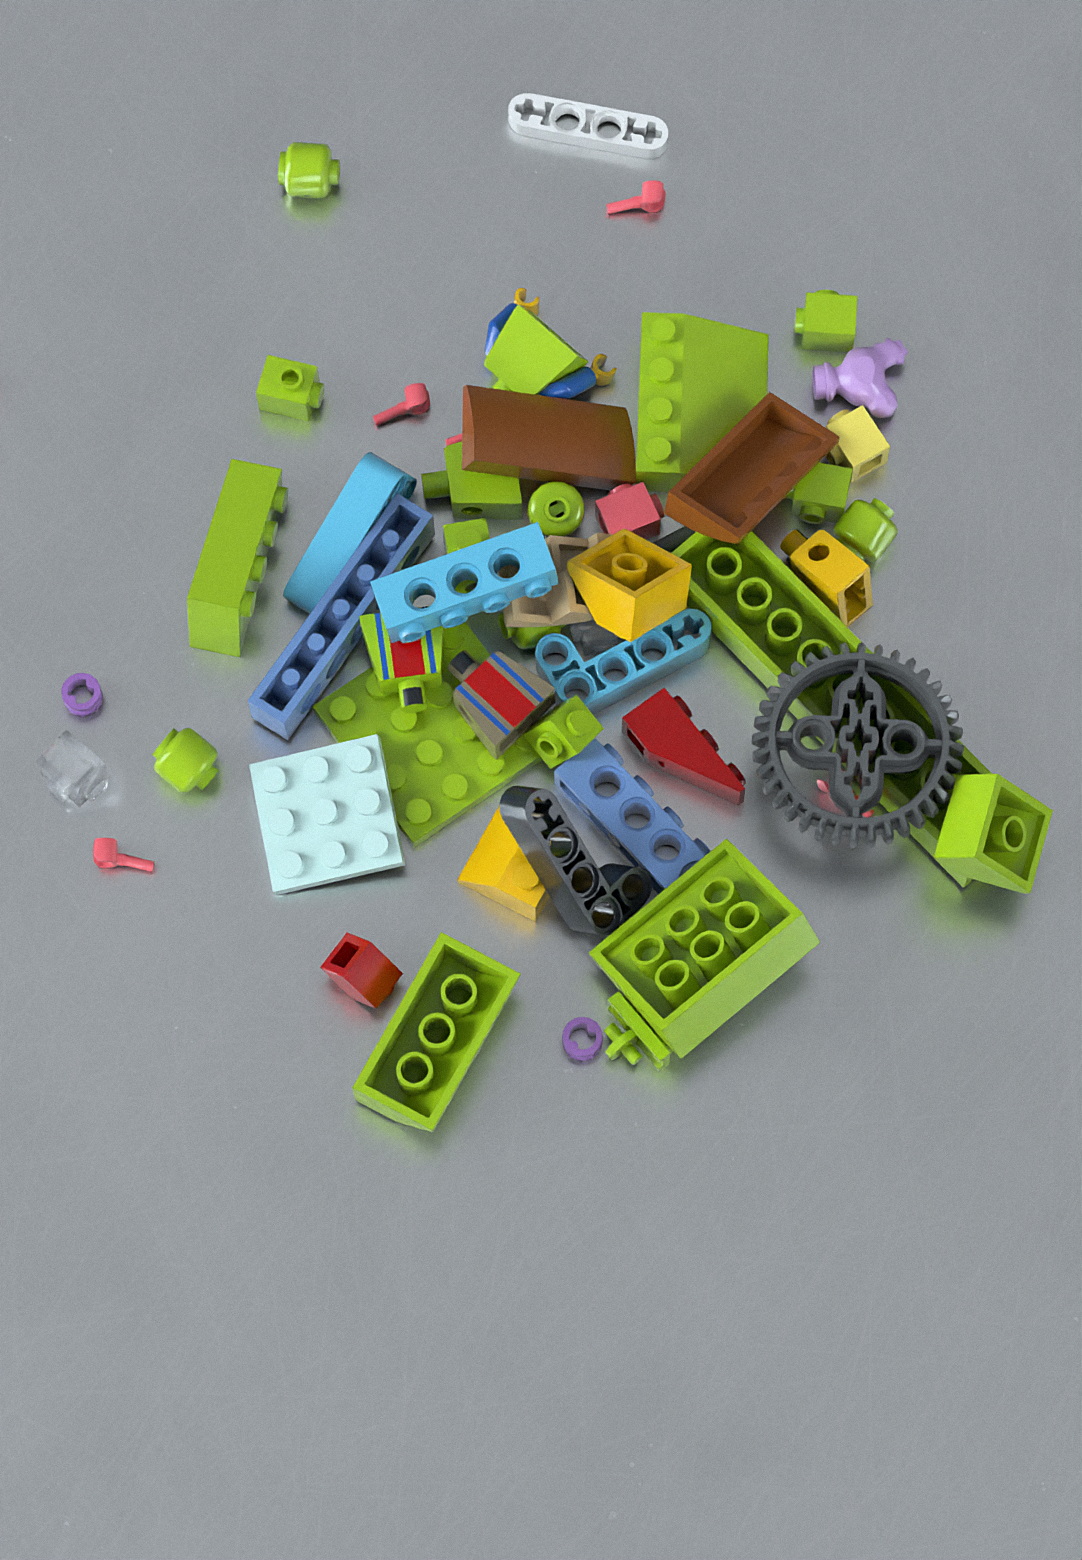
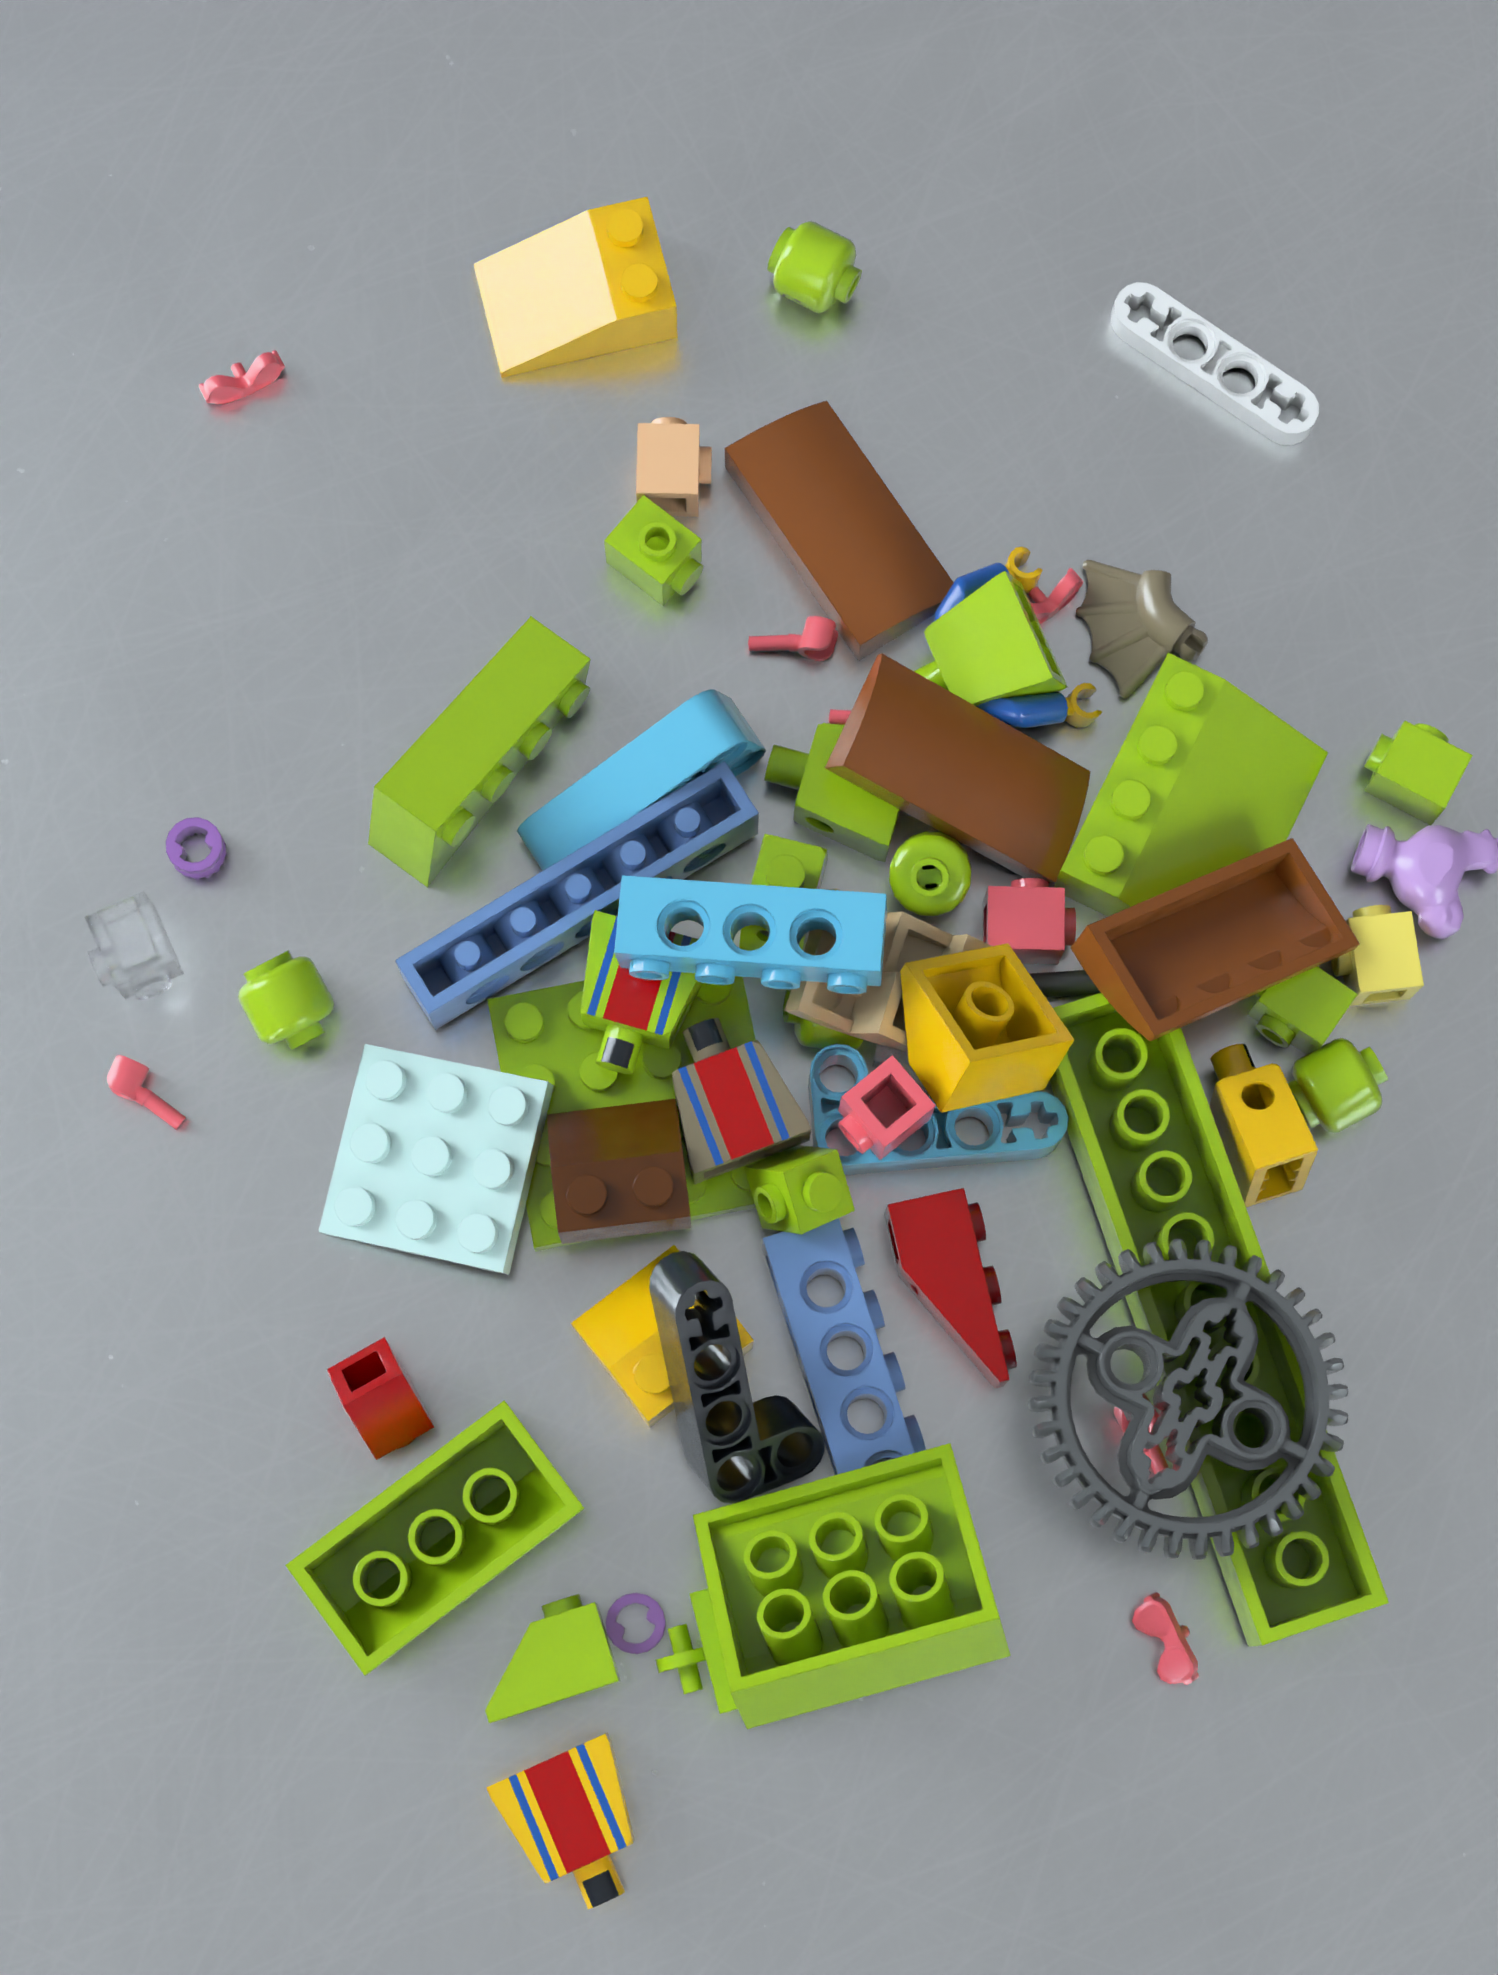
camera: 20 degrees right, 5 degrees up
(163, 247) = (579, 290): none -> slope
(275, 330) = (672, 465): none -> light nougat brick
(397, 325) = (839, 526): none -> dark orange slope
(447, 770) = (618, 1171): none -> reddish brown slope
(546, 1078) = (555, 1660): none -> lime slope
(557, 310) = (1059, 598): none -> coral piece
(595, 656) = (884, 1109): none -> coral brick
(595, 1166) = (570, 1817): none -> torso
(612, 305) = (1135, 623): none -> dark tan arm
(651, 200) = (1252, 501): coral hand -> none
(924, 914) = (1158, 1620): none -> coral piece
(993, 832) = (1321, 1609): lime slope -> none

